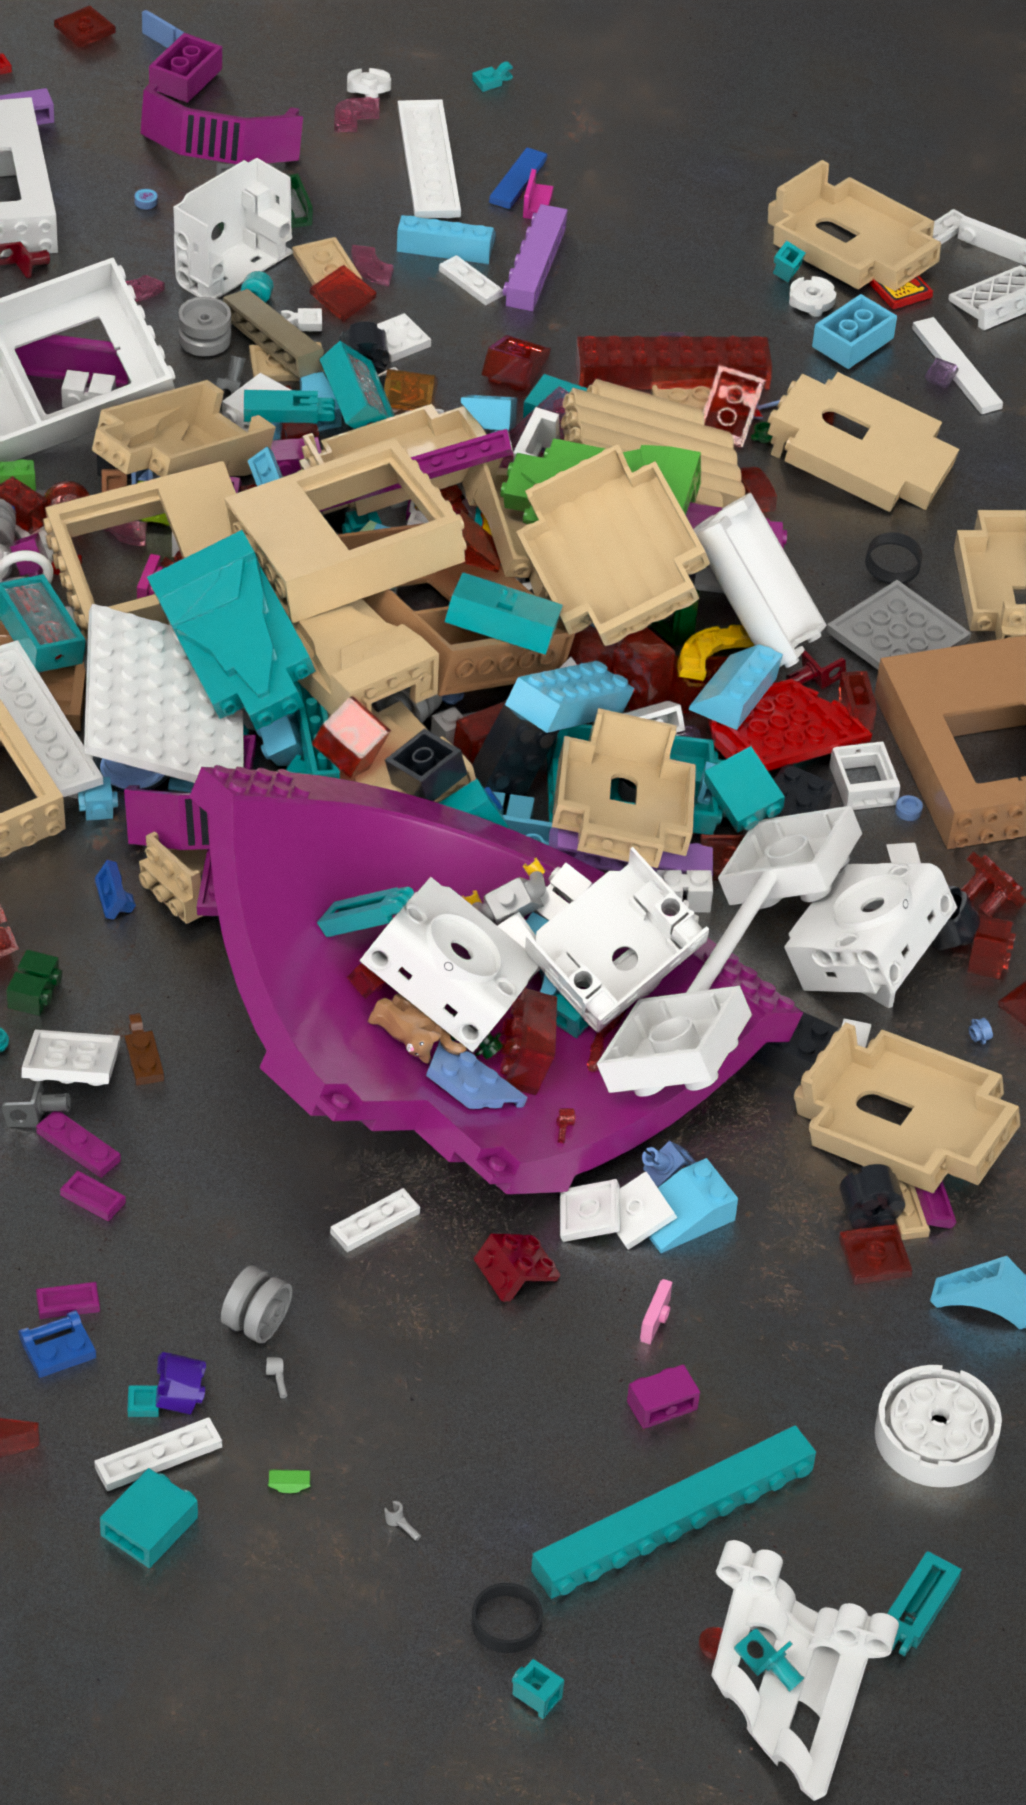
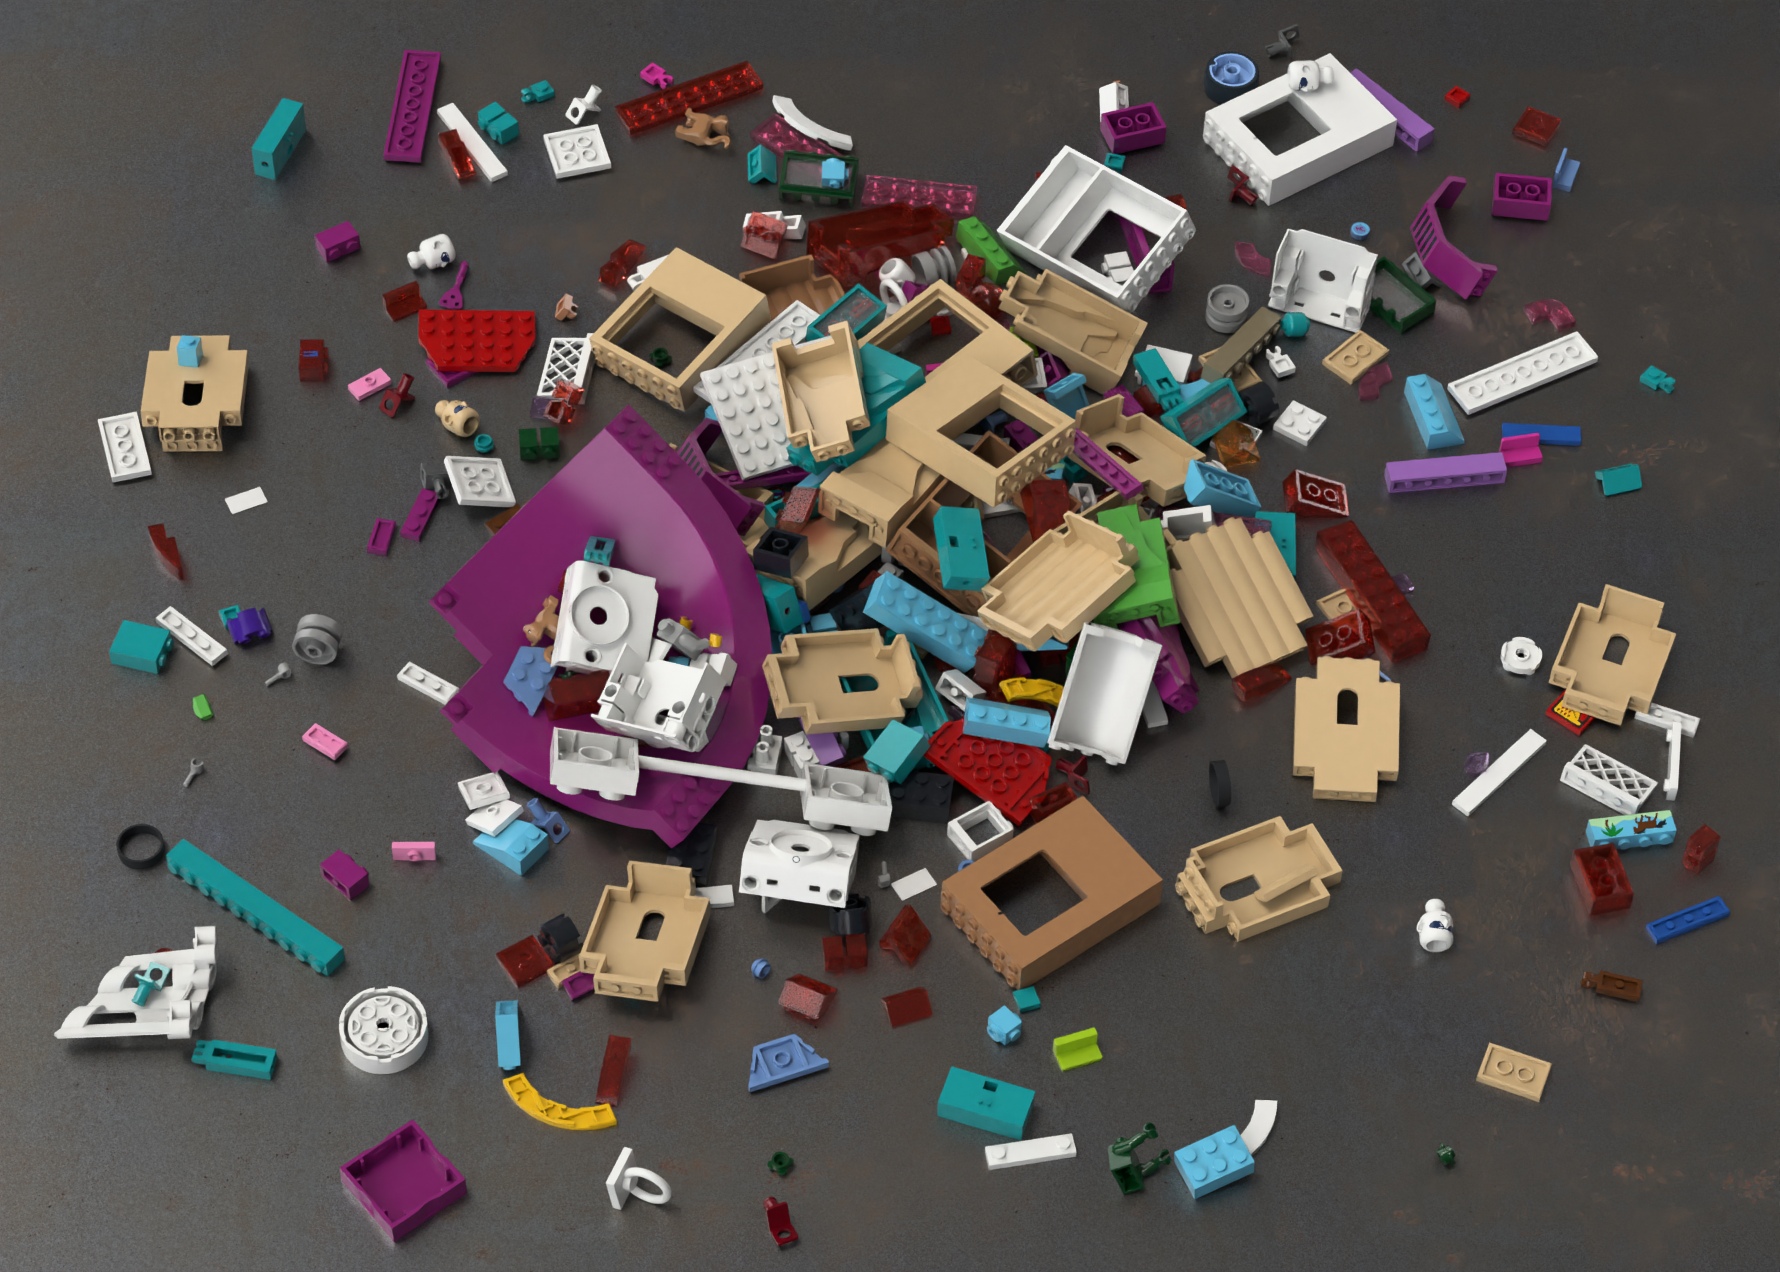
camera: 70 degrees right, 5 degrees up
(61, 1351) = (252, 565): blue plate -> none
(64, 1299) = (293, 554): magenta tile -> none
(216, 631) = (822, 392): none -> tan panel
(233, 378) = (1181, 344): dark grey bracket -> none
(343, 292) = (1324, 374): clear red tile -> none
(368, 83) = (1580, 309): white plate -> none
(423, 1355) = (325, 741): none -> bright pink plate
(471, 280) = (1397, 442): white tile -> none
(511, 1261) = (423, 766): dark red bracket -> none
(538, 1687) = (90, 875): teal brick -> none
(565, 1118) = (526, 737): clear red hand -> none
(610, 143) = (1620, 478): none -> teal panel
(788, 261) = (1542, 625): teal brick -> none
(854, 331) = (1484, 690): medium azure brick -> none
(895, 624) = (1154, 813): light grey plate -> none

